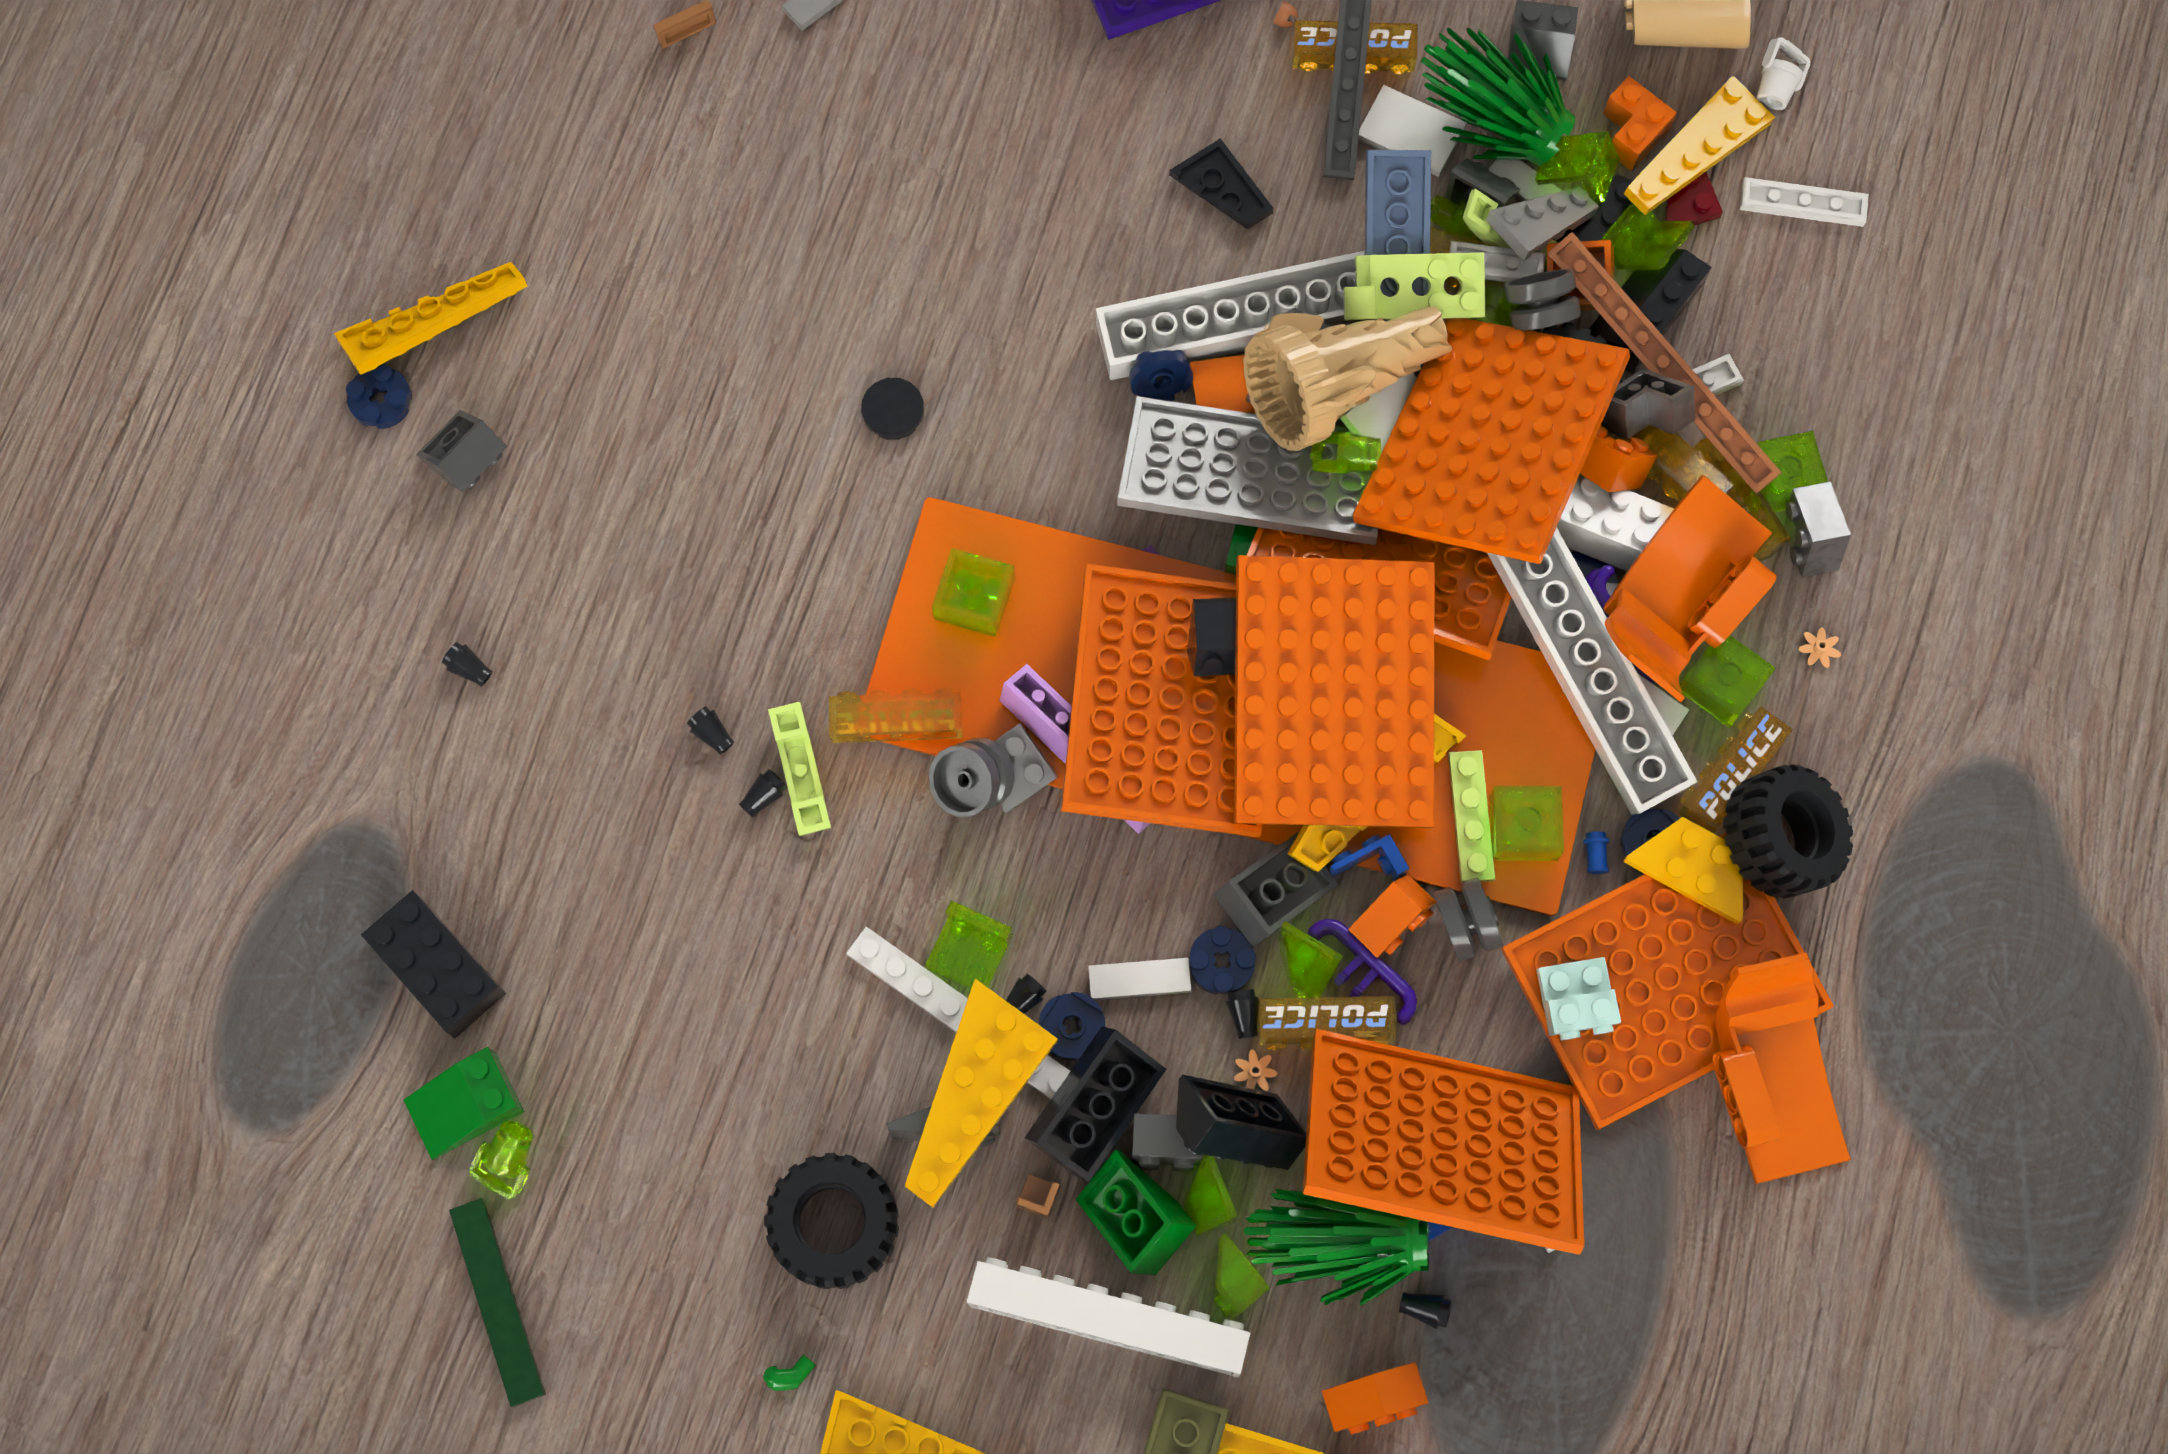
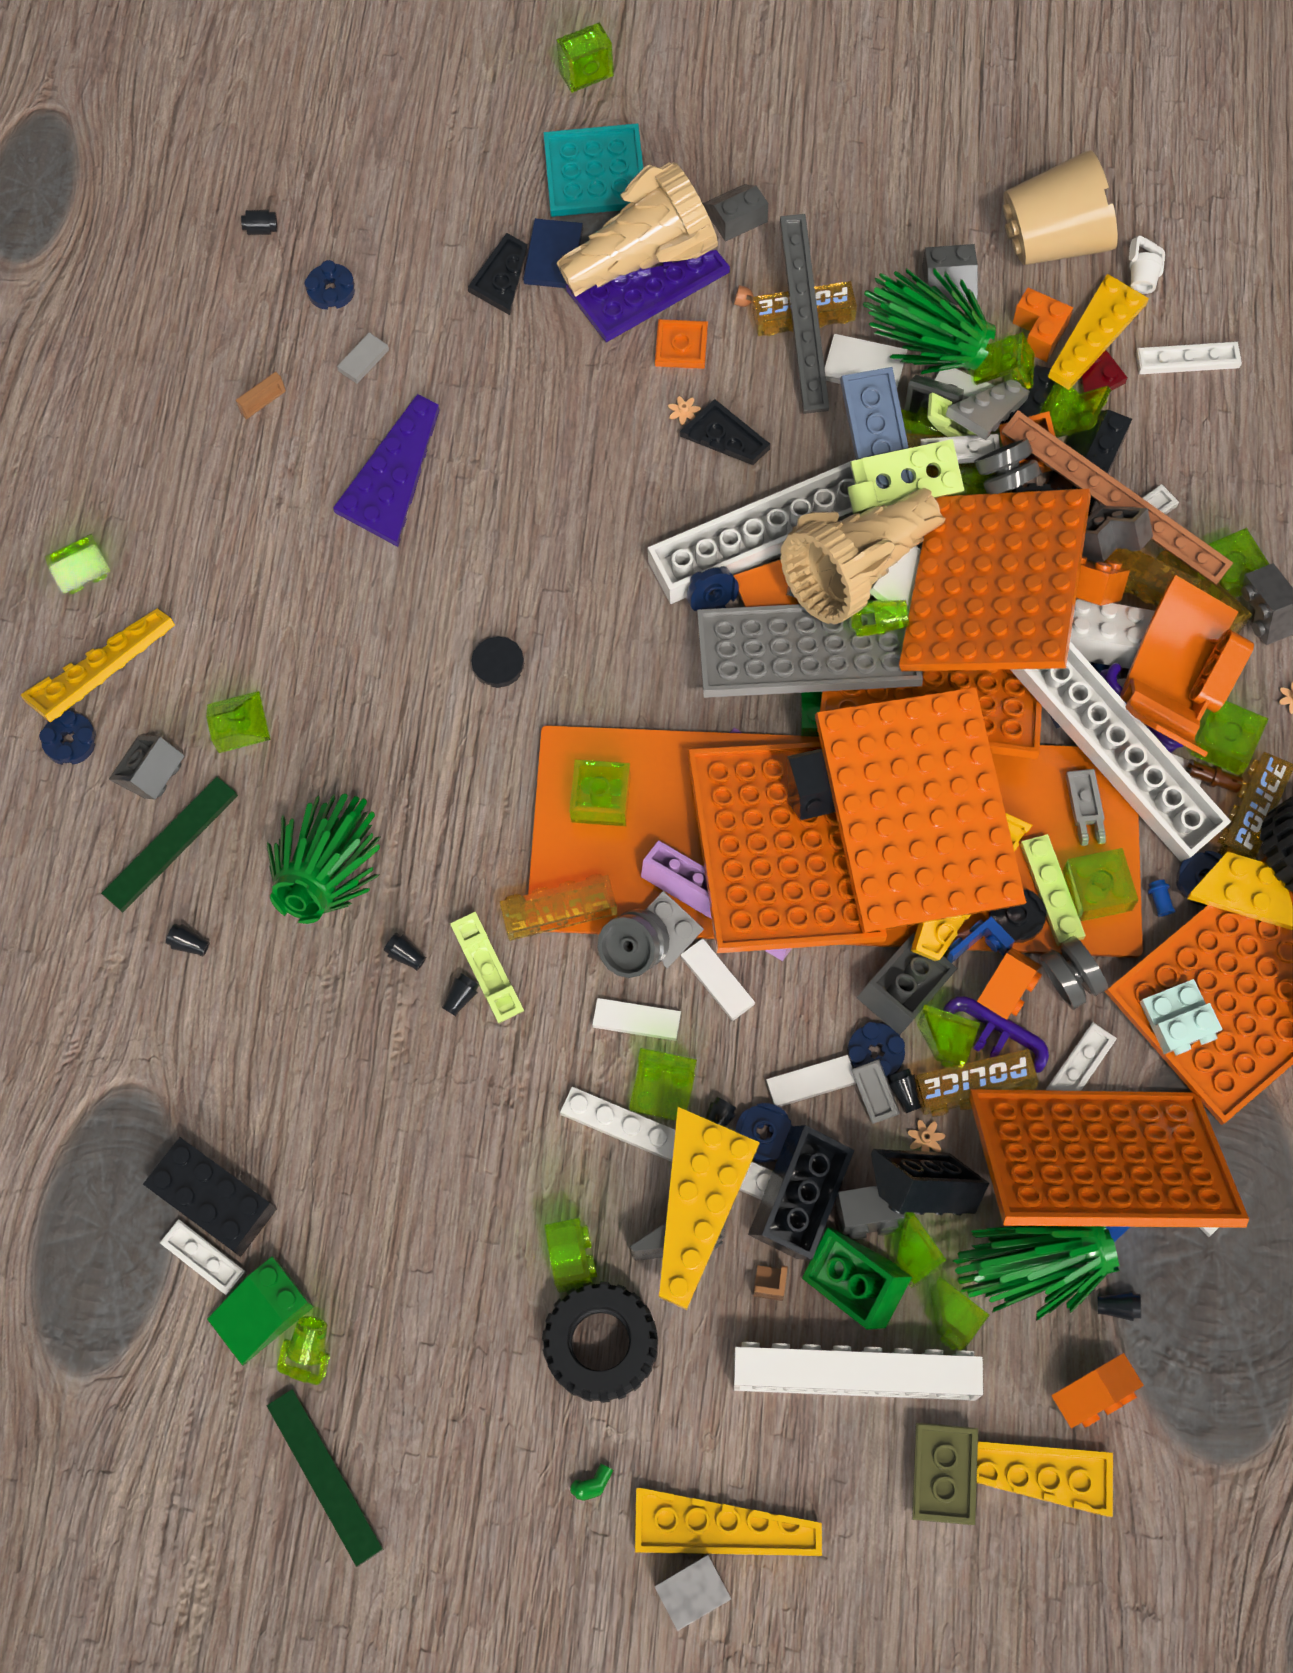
camera: 10 degrees left, 5 degrees down
(413, 1030) = (203, 1257): none -> white tile
(429, 189) = (77, 564): none -> clear neon green slope
(470, 547) = (169, 844): none -> dark green tile
(576, 418) = (237, 722): none -> clear neon green slope
(613, 631) = (310, 880): none -> green plant
(813, 159) = (387, 482): none -> dark purple wing
(819, 1117) = (569, 1255): none -> clear neon green brick
(957, 864) = (636, 1019): none -> white tile
(1060, 838) = (717, 979): none -> white tile
(1181, 143) = (683, 410): none -> light nougat plant
(1198, 59) = (681, 343): none -> orange tile
(1209, 1006) = (875, 1091): none -> light grey tile
(1427, 847) = (1022, 921): none -> black tile
(1456, 1022) = (1083, 1060): none -> white tile
(1536, 723) = (1086, 804): none -> light grey hinge
(1695, 722) = (1214, 776): none -> reddish brown pin

